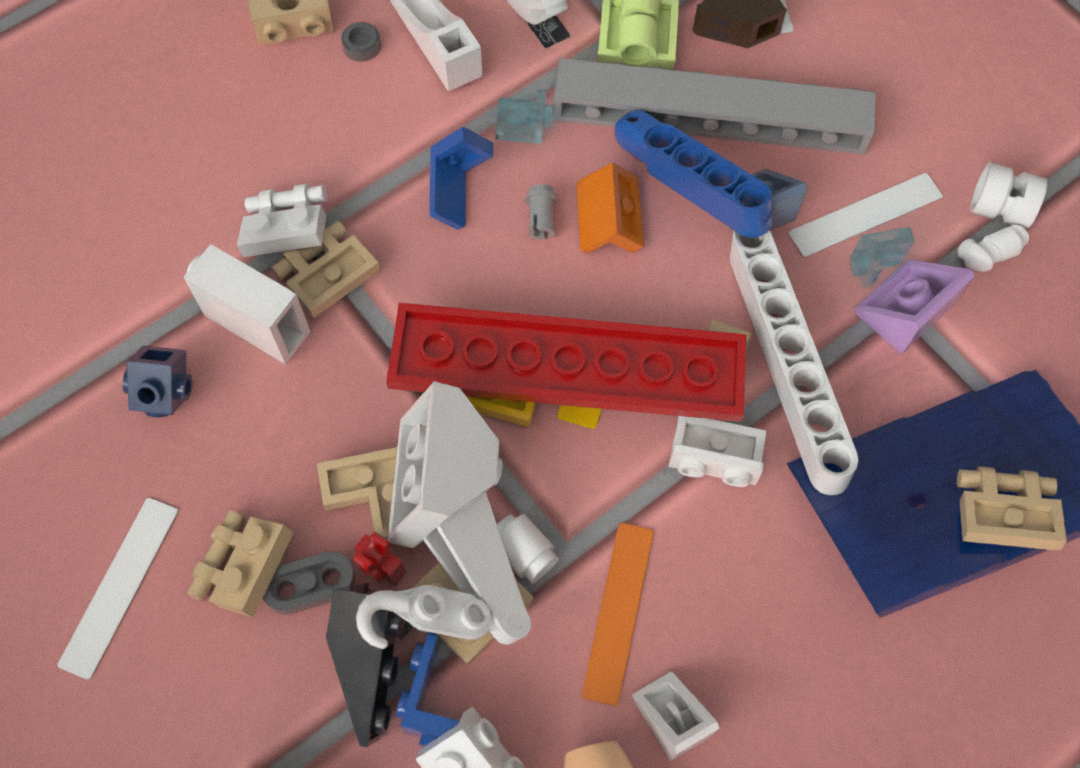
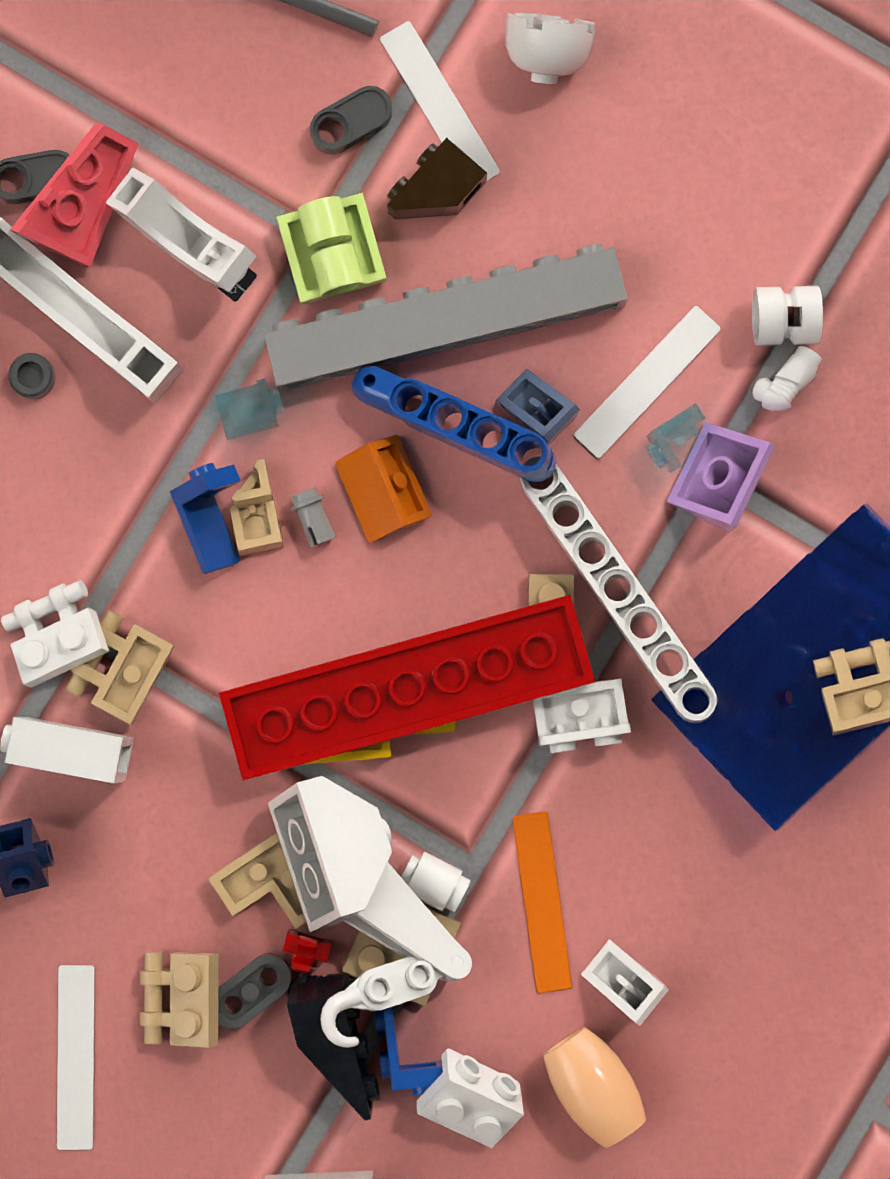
camera: 20 degrees left, 20 degrees up
(494, 195) = (255, 514): none -> tan slope

